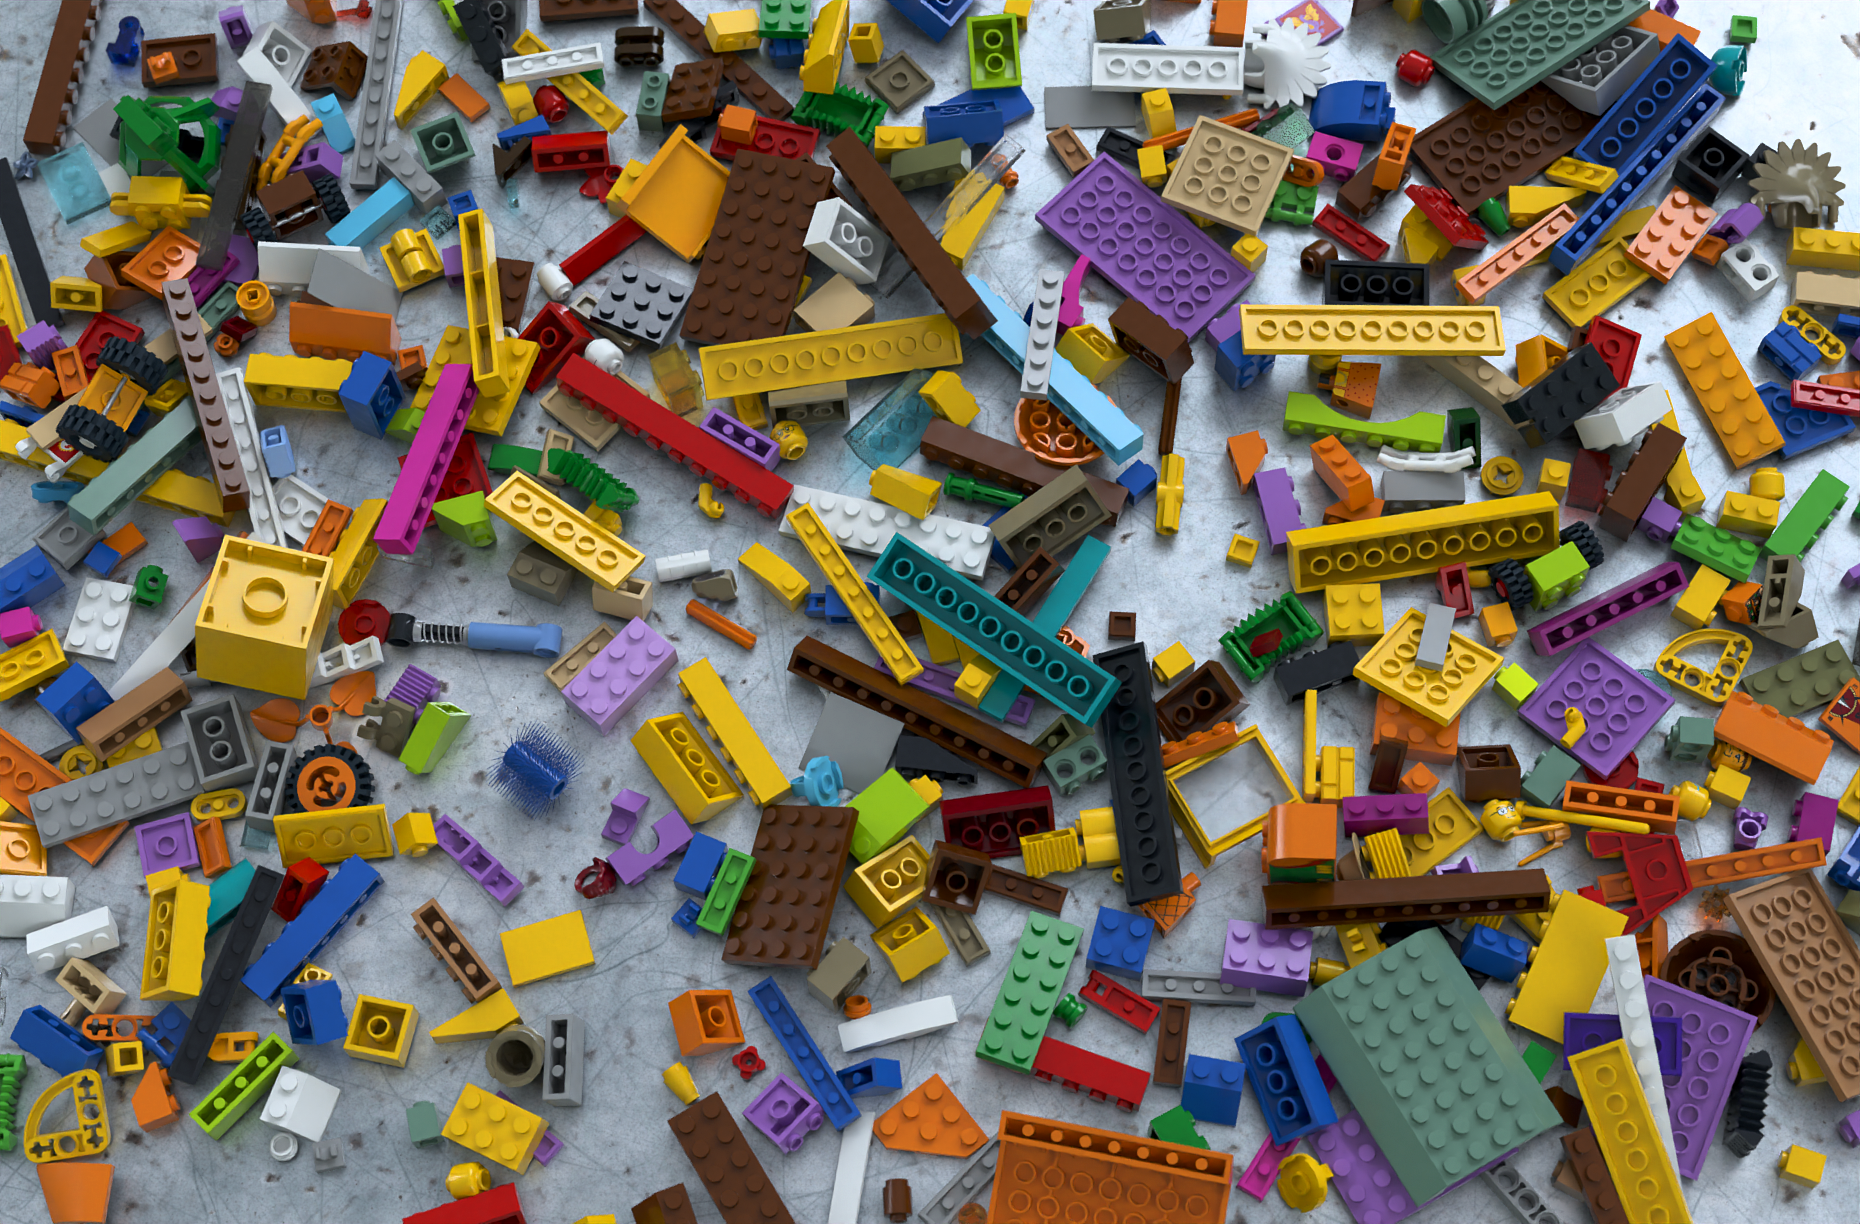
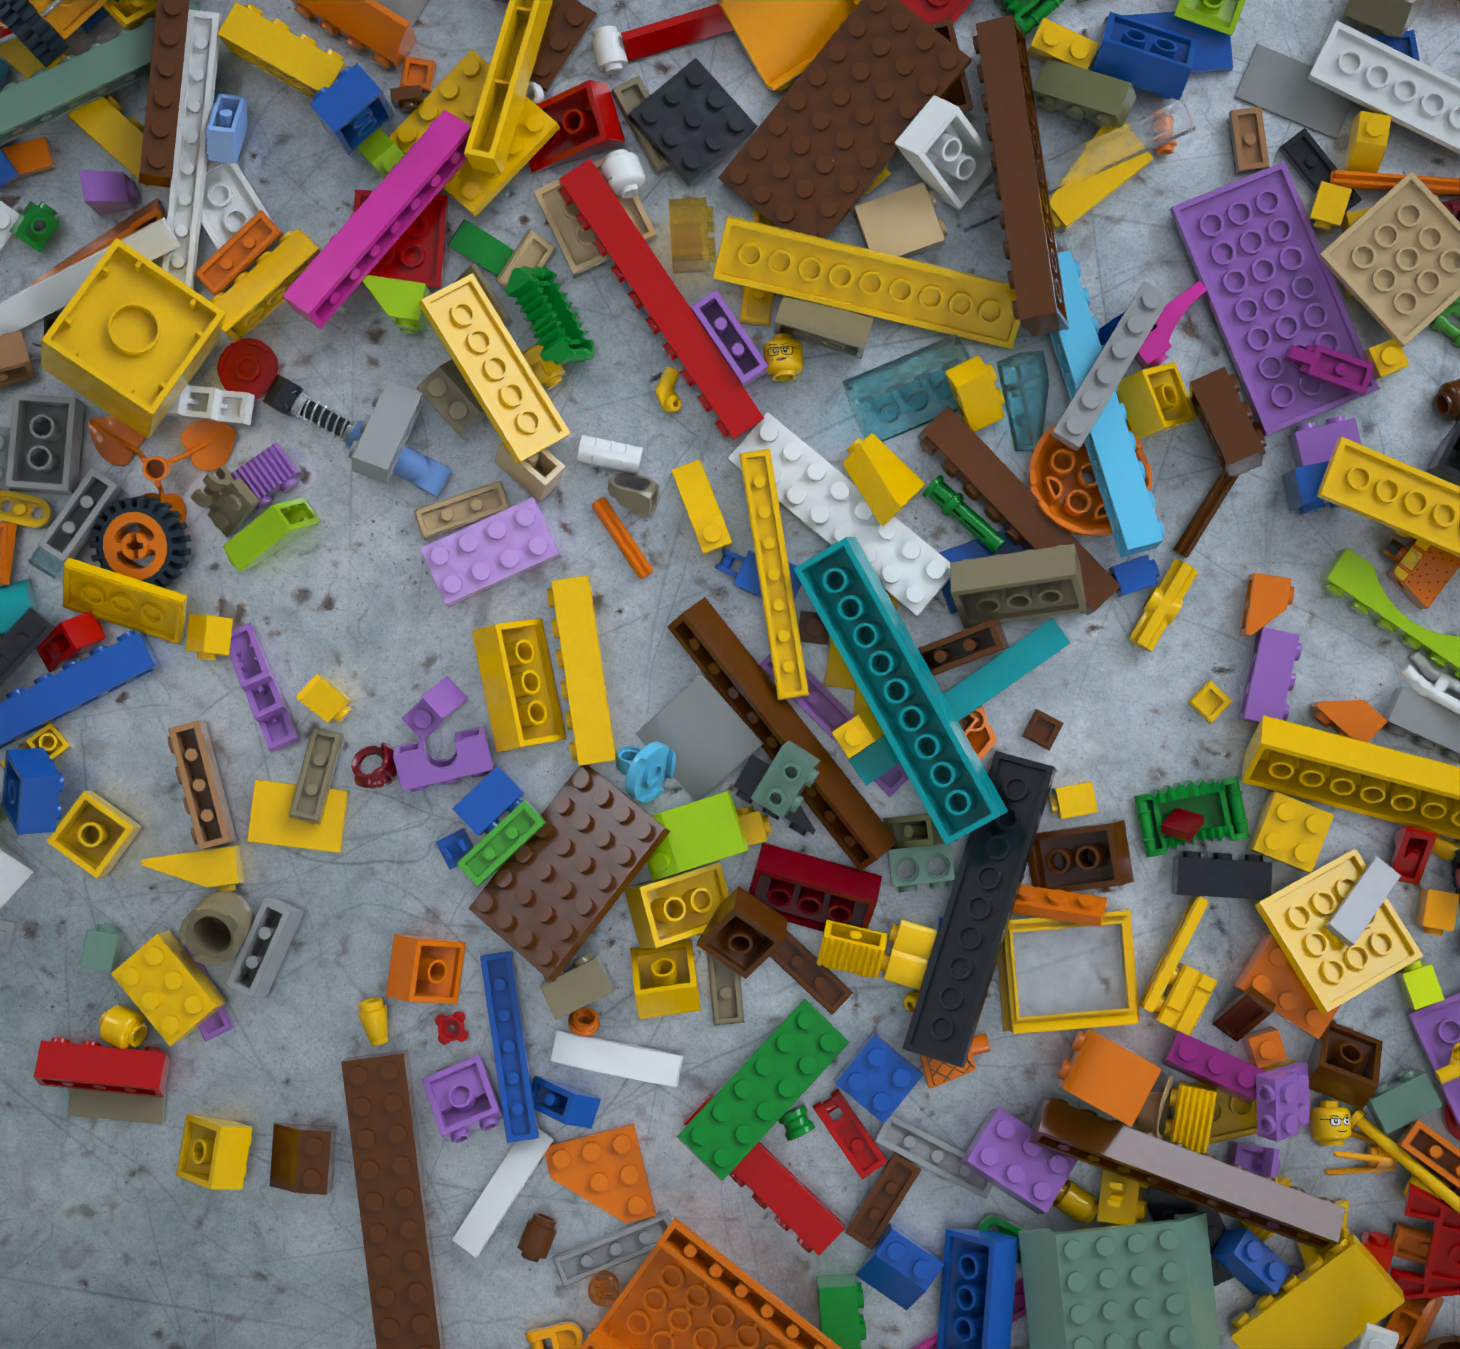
camera: 20 degrees right, 20 degrees up
(496, 614) = (385, 431): none -> light grey brick
(531, 841) = (325, 699): none -> yellow slope
(538, 772) = (357, 627): blue piece -> none
(549, 908) = (316, 776): none -> dark tan tile
(935, 734) = (786, 779): none -> sand green brick
(988, 385) = (1025, 392): none -> clear light blue slope
(1210, 272) = (1332, 367): none -> magenta hinge
(1342, 473) = (1357, 671): orange brick -> none
(1451, 811) = (1282, 1101): none -> medium lavender plate

